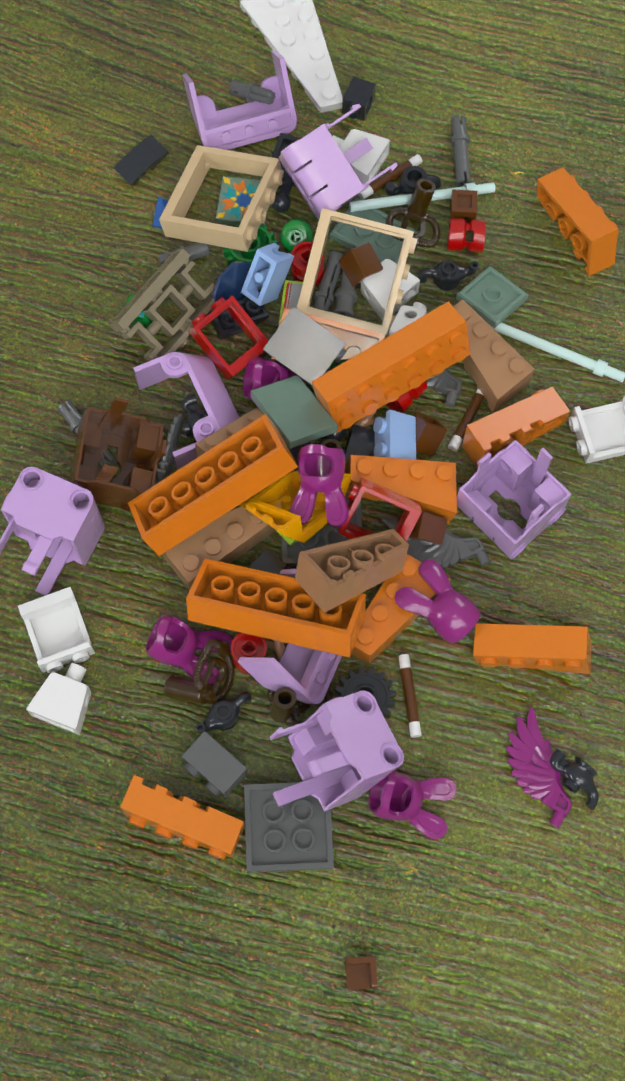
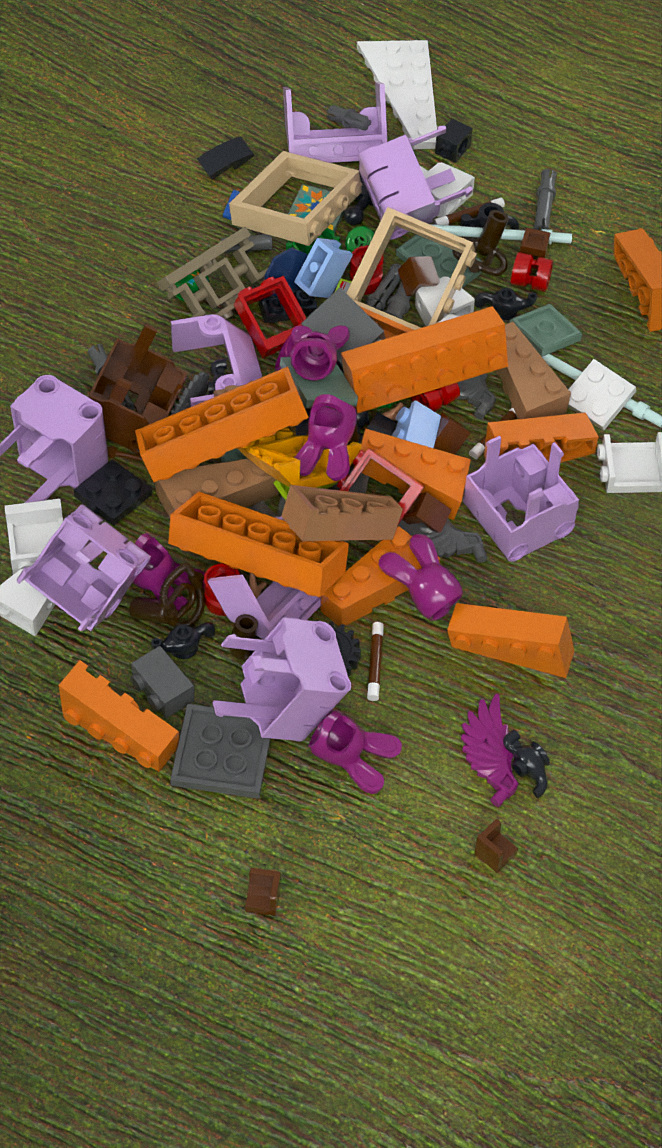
camera: 10 degrees right, 15 degrees down
(107, 516) = (113, 452): none -> reddish brown hinge
(115, 564) = (112, 492): none -> black plate
(117, 670) = (67, 576): none -> lavender piece
(286, 385) = (316, 352): none -> magenta piece
(559, 360) = (600, 394): none -> white plate
(566, 876) = (494, 847): none -> reddish brown panel

